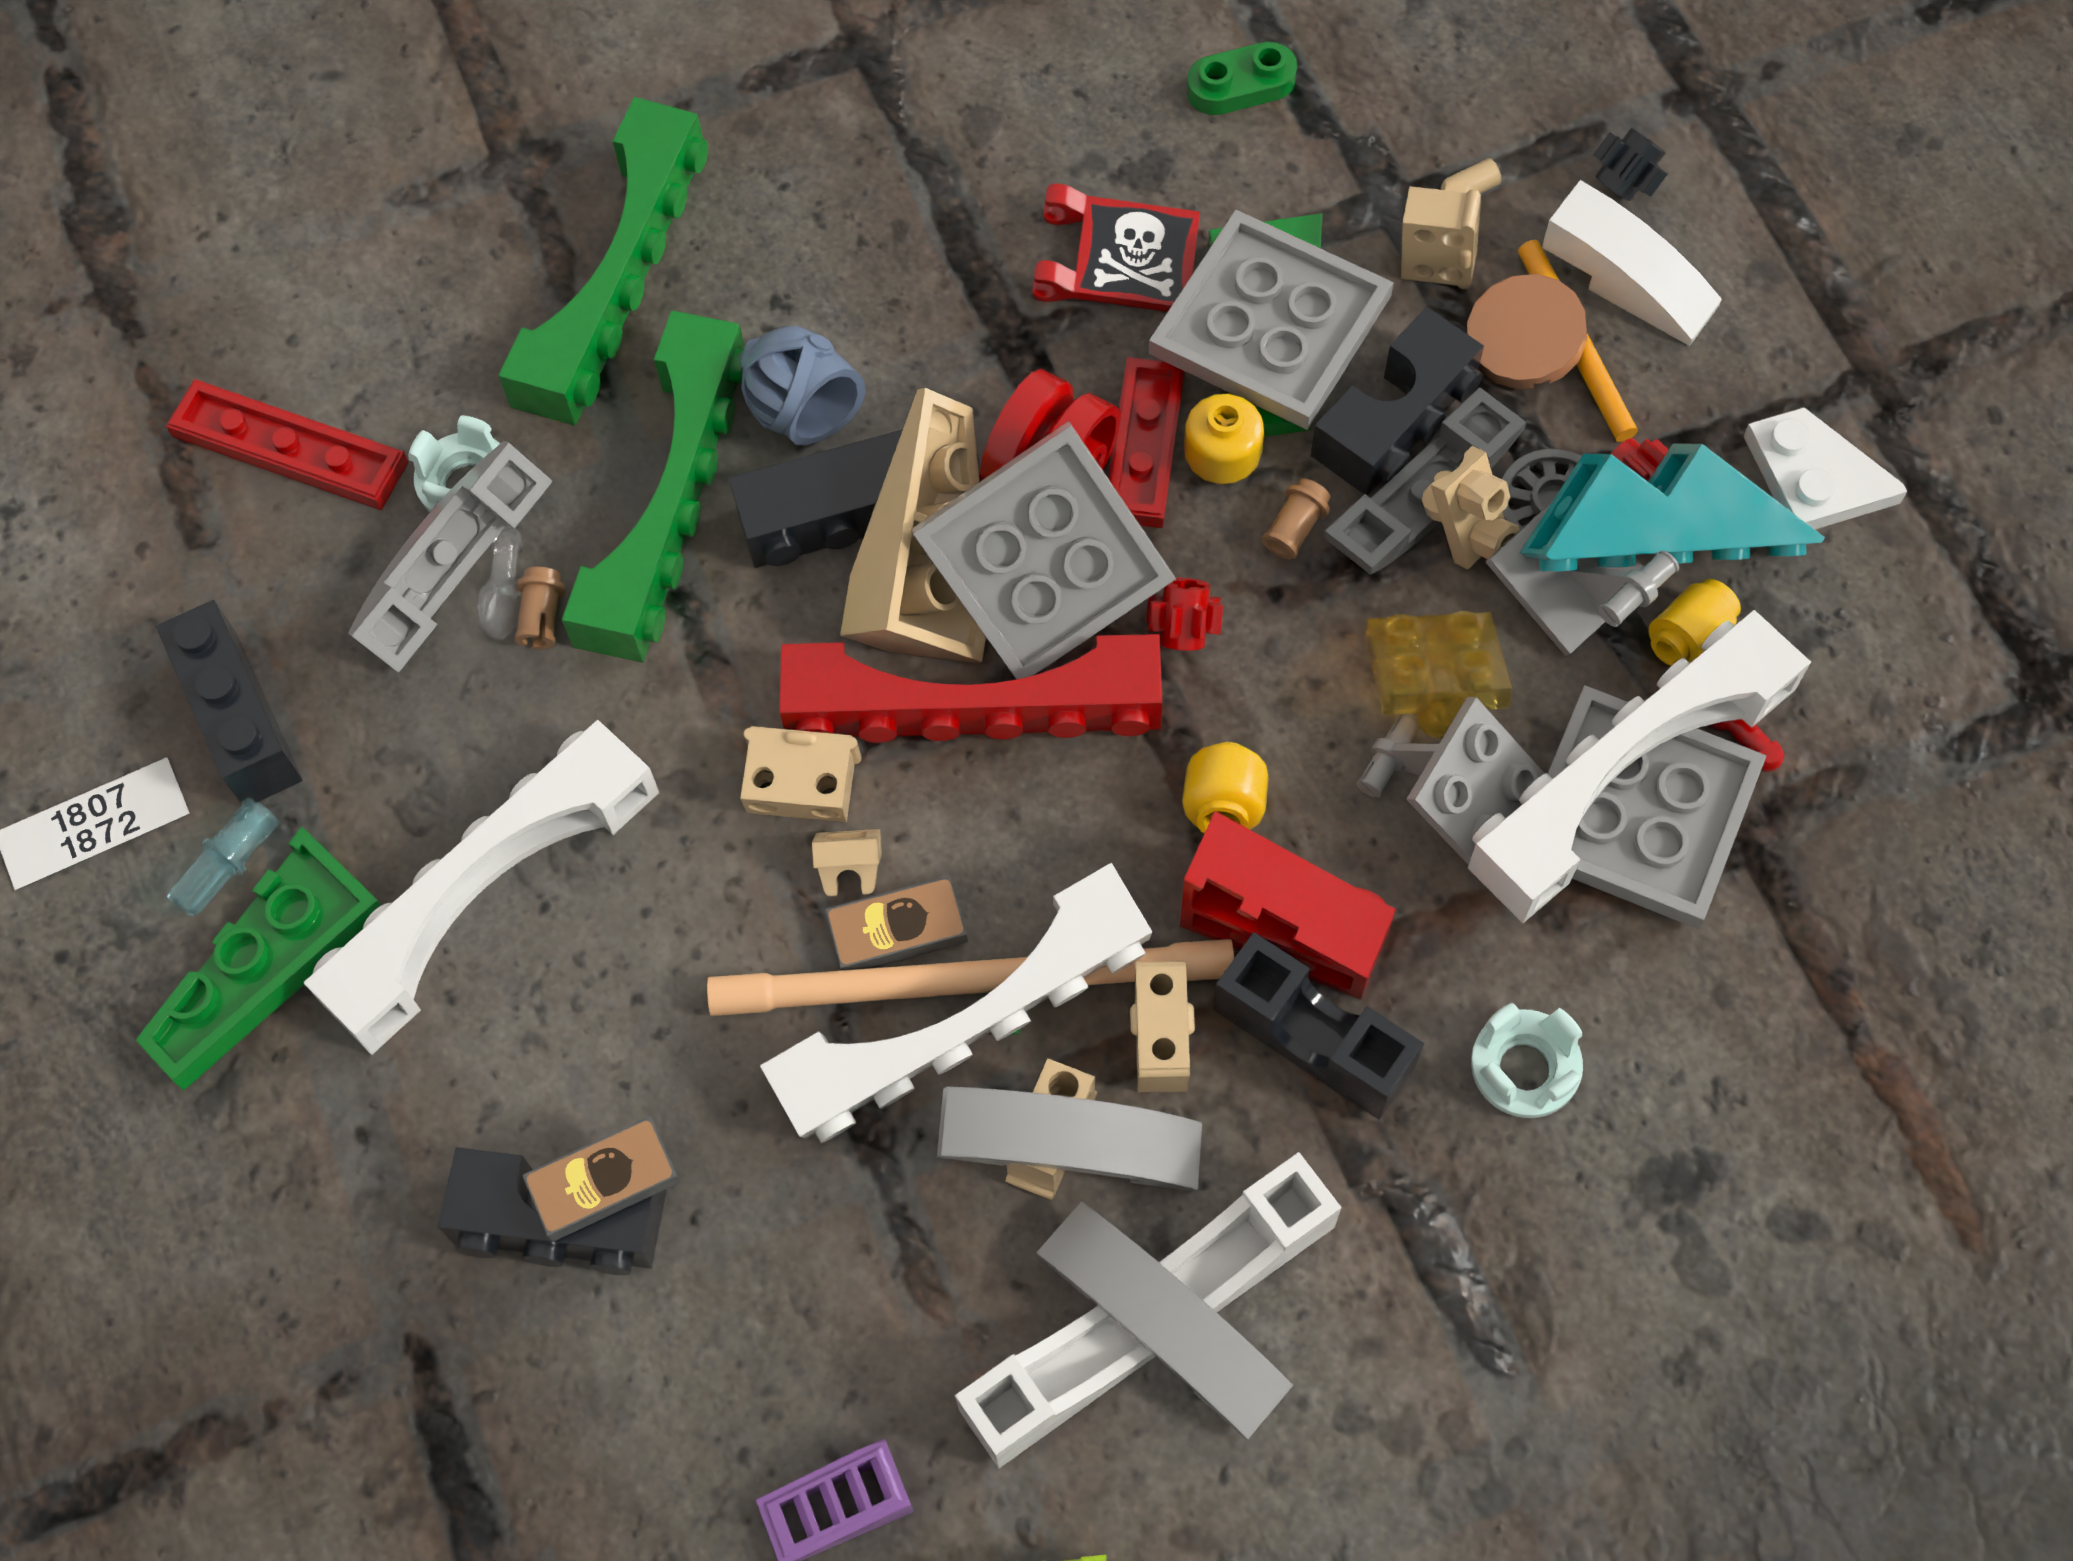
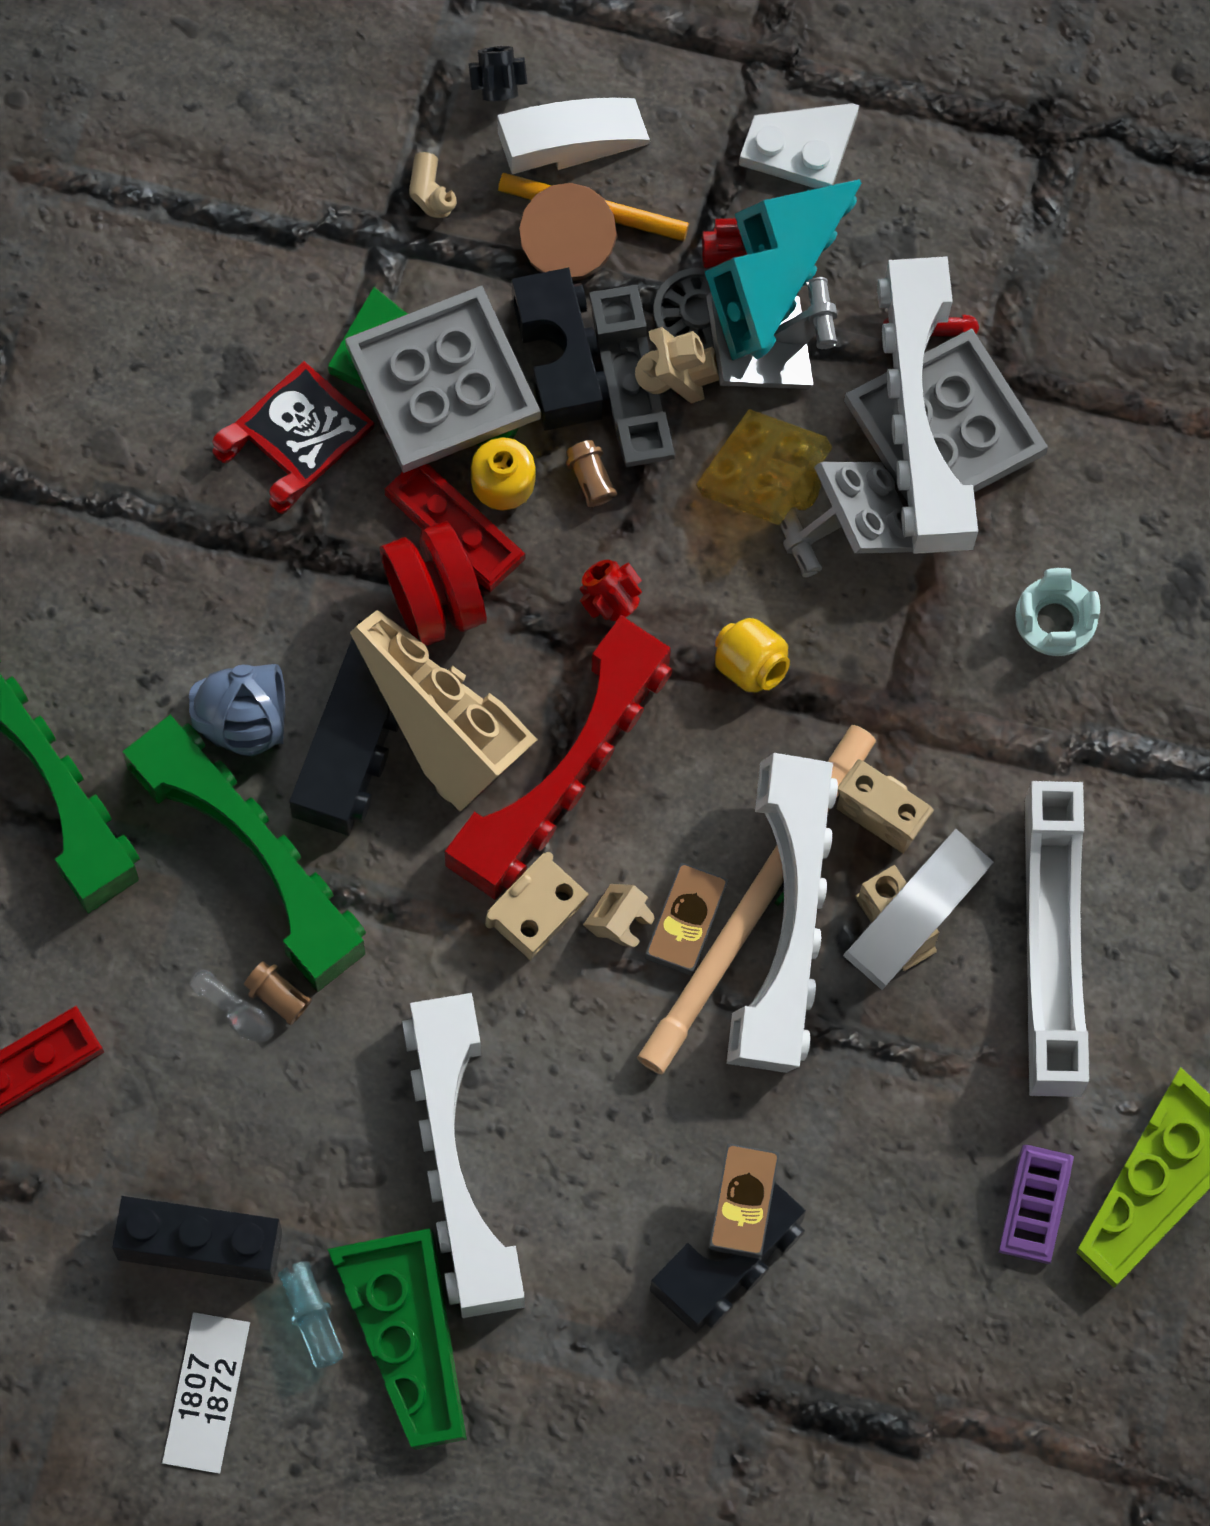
camera: 60 degrees left, 5 degrees up
(439, 459) = (116, 951): light aqua piece -> none
(443, 551) = (186, 1025): light grey slope -> none
(1043, 553) = (517, 641): light grey plate -> none
(1166, 1318) = (1061, 934): light grey slope -> none
(1244, 77) = (218, 252): green plate -> none
(1253, 885) = (861, 679): wedge -> none
(1351, 1053) = (982, 709): black arch -> none
(1440, 236) = (463, 229): tan piece -> none
(1691, 619) = (854, 296): yellow brick -> none

